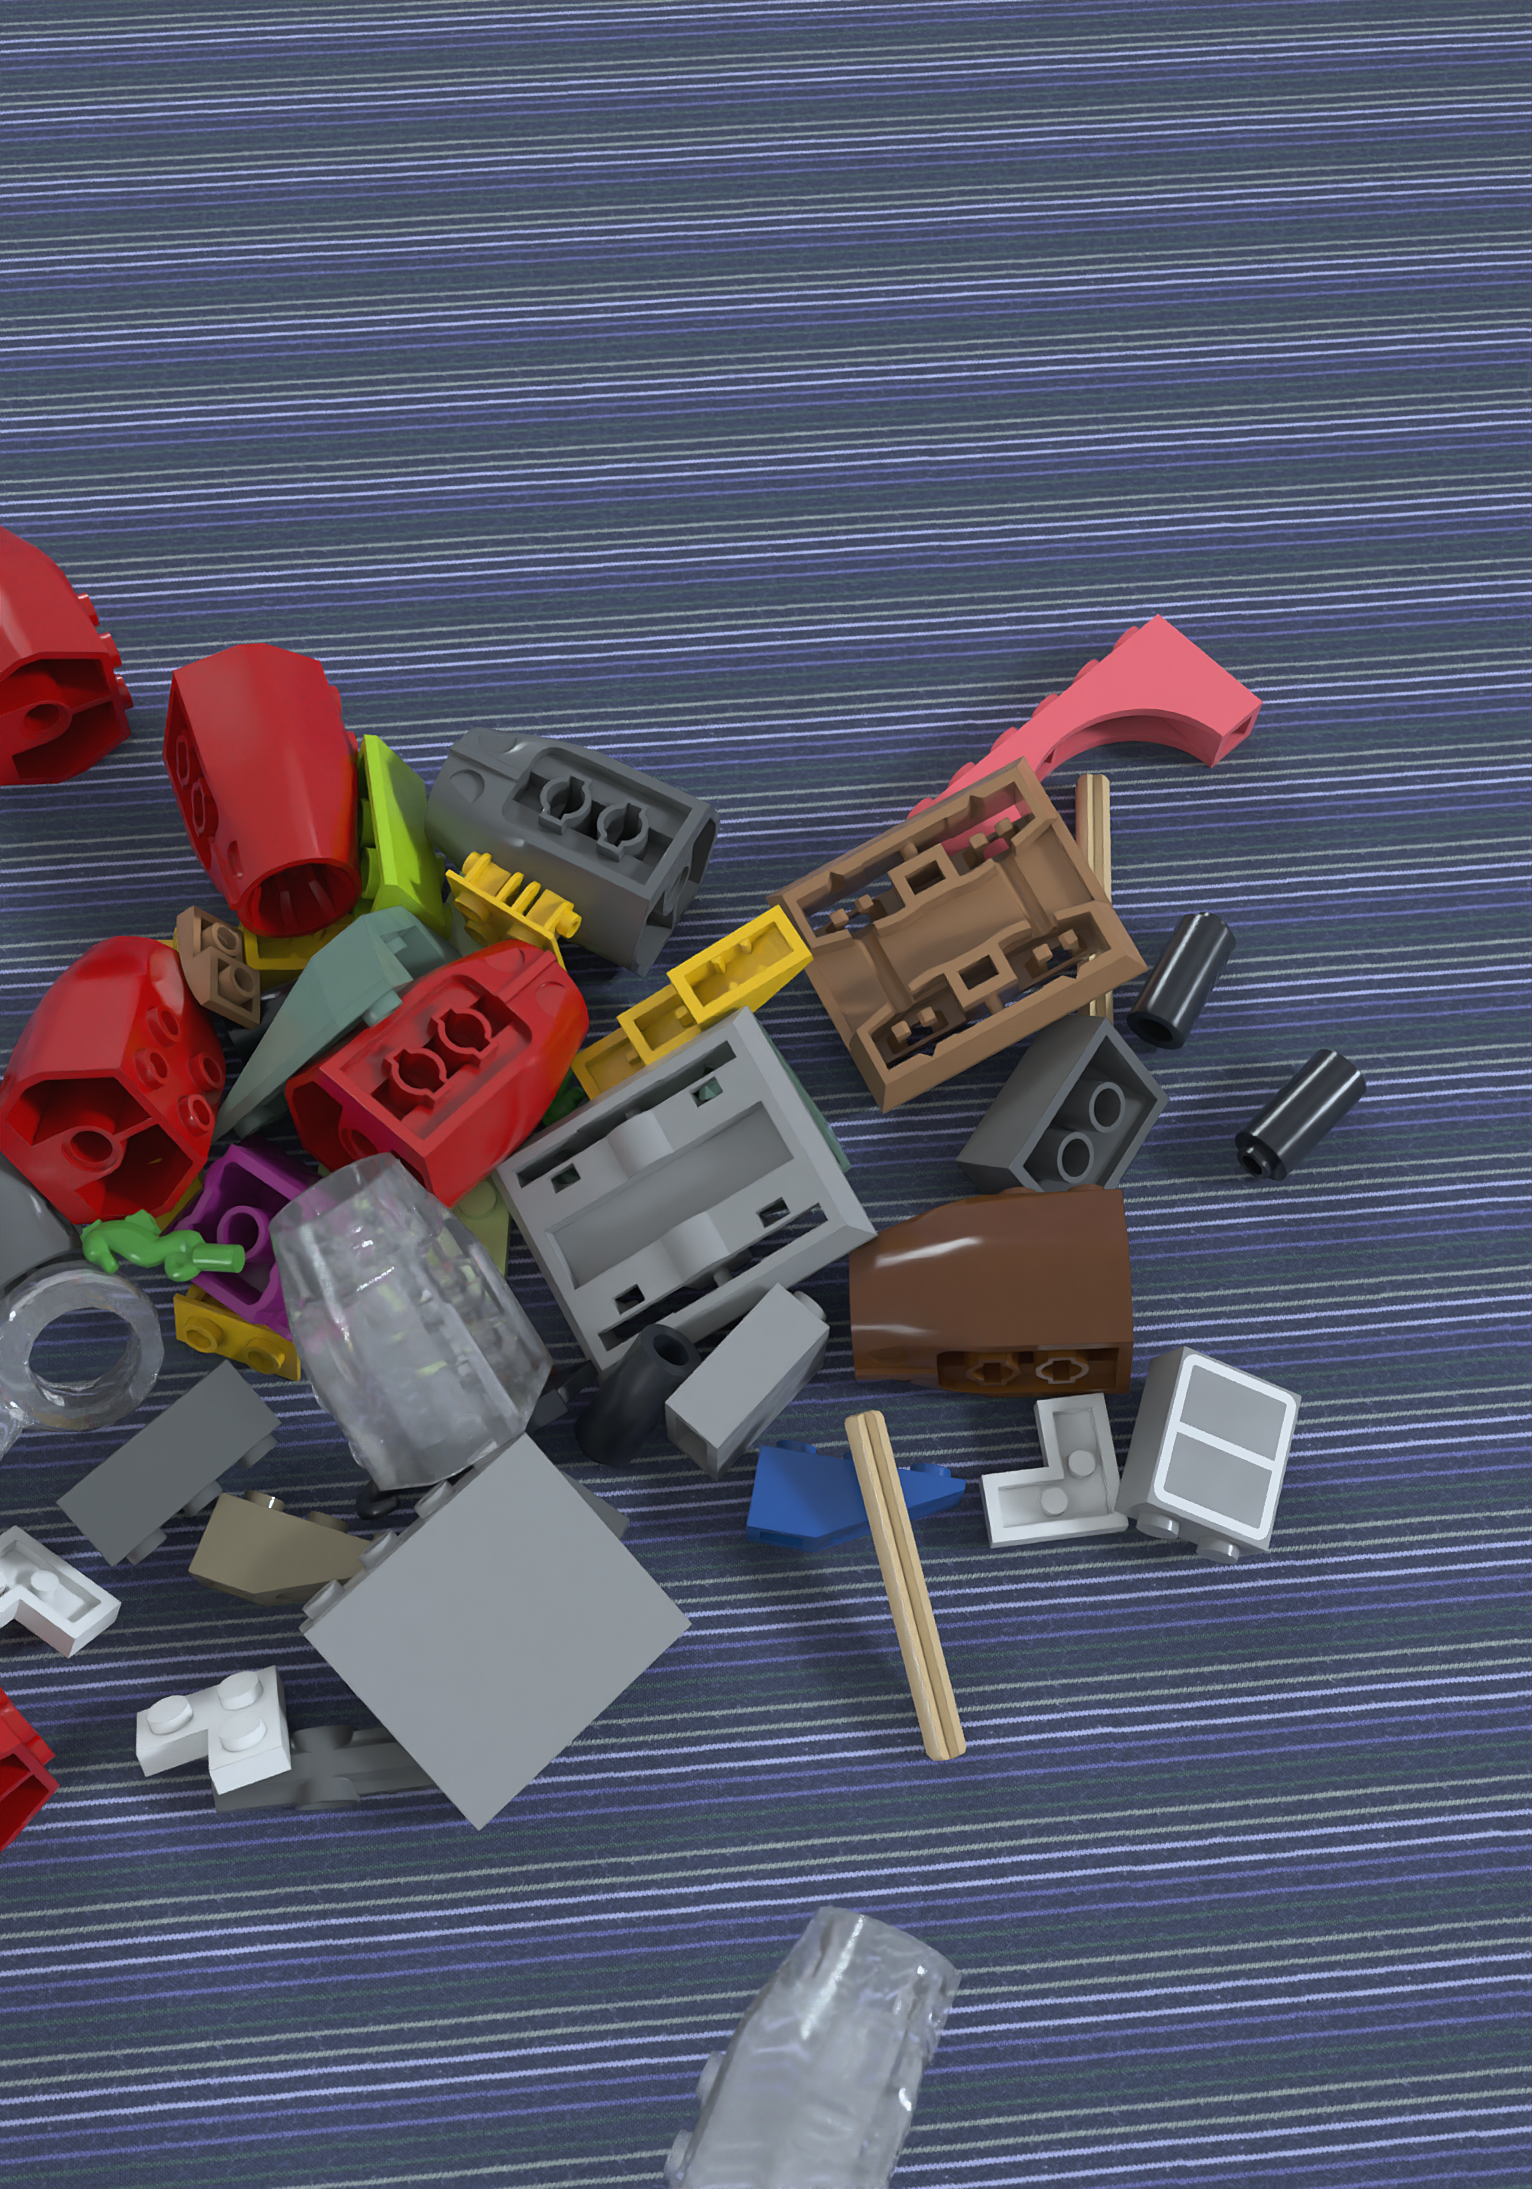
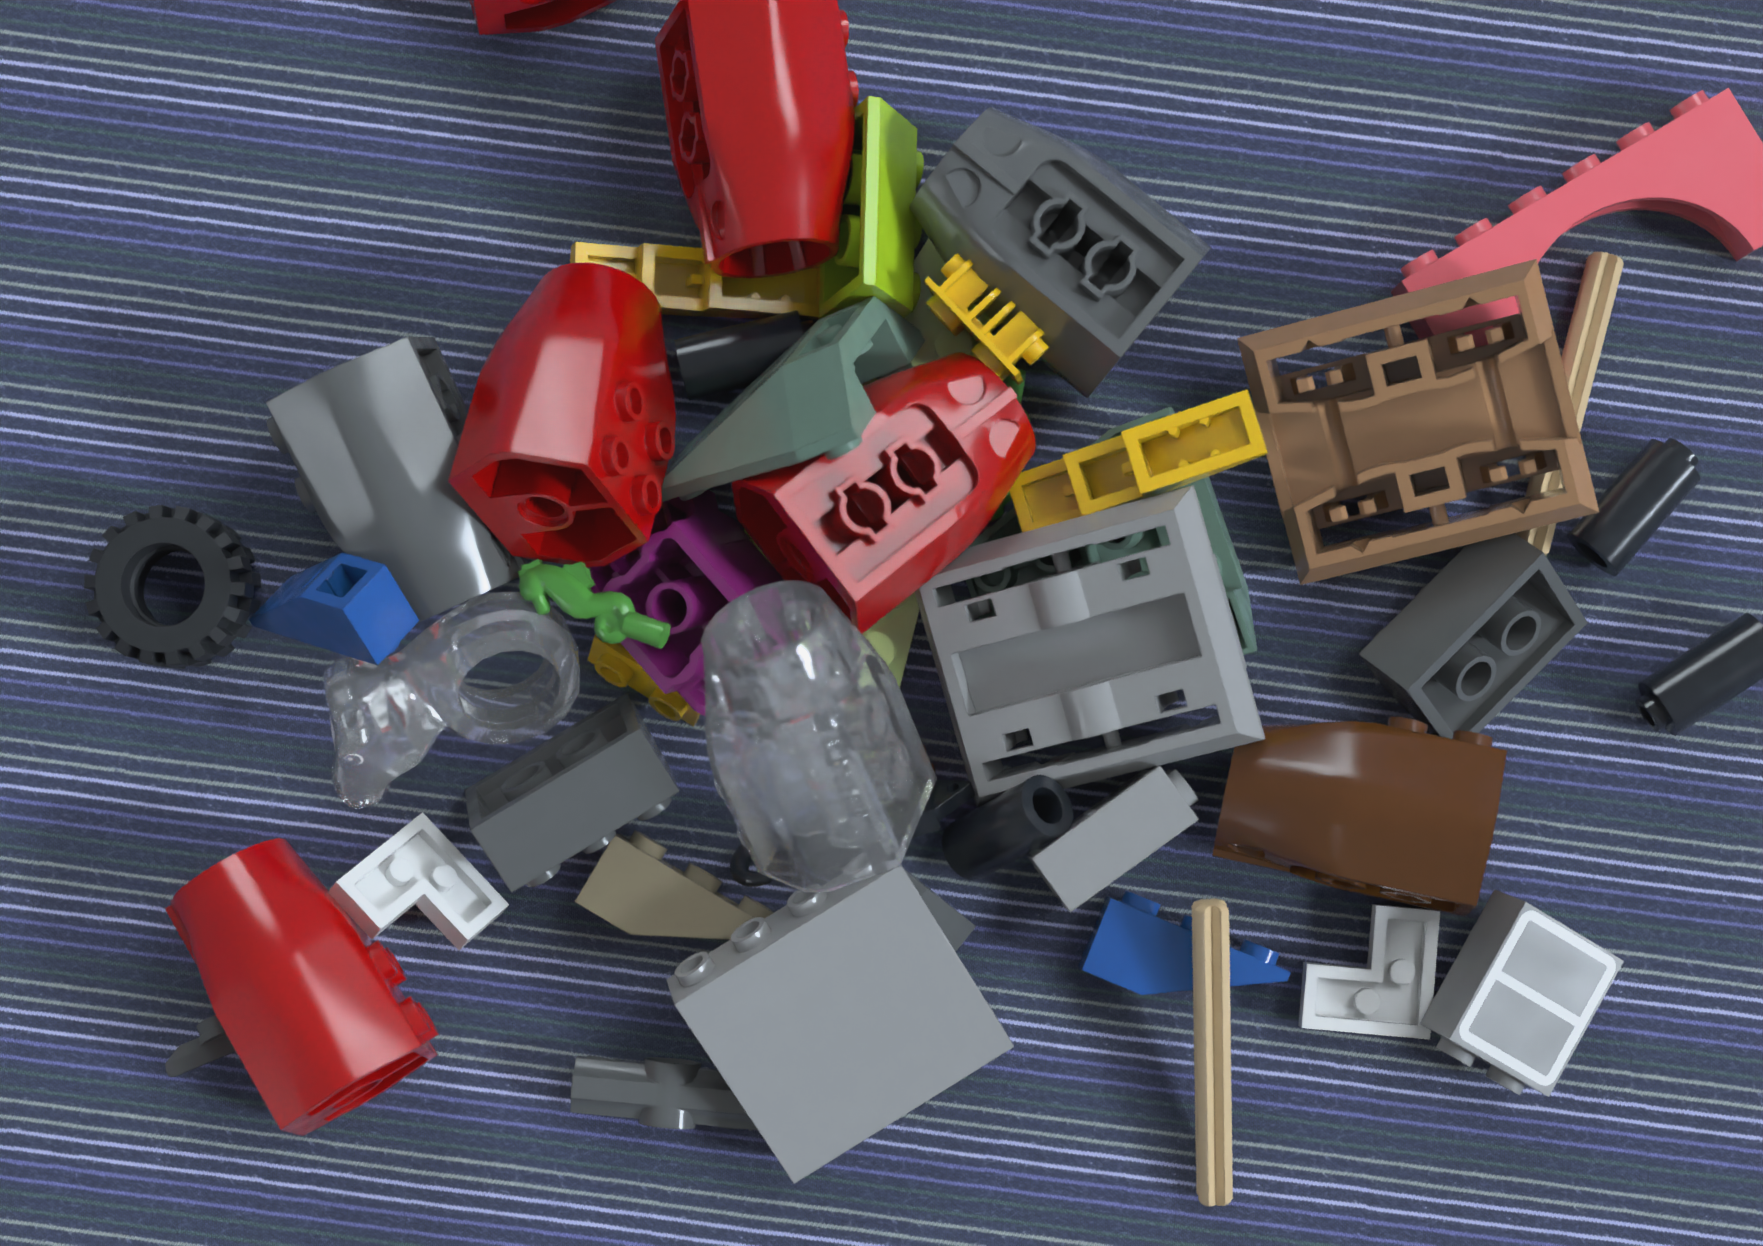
camera: 20 degrees right, 20 degrees up
(214, 967) = (676, 300): medium nougat slope -> none
(233, 1722) = (592, 1032): white plate -> none

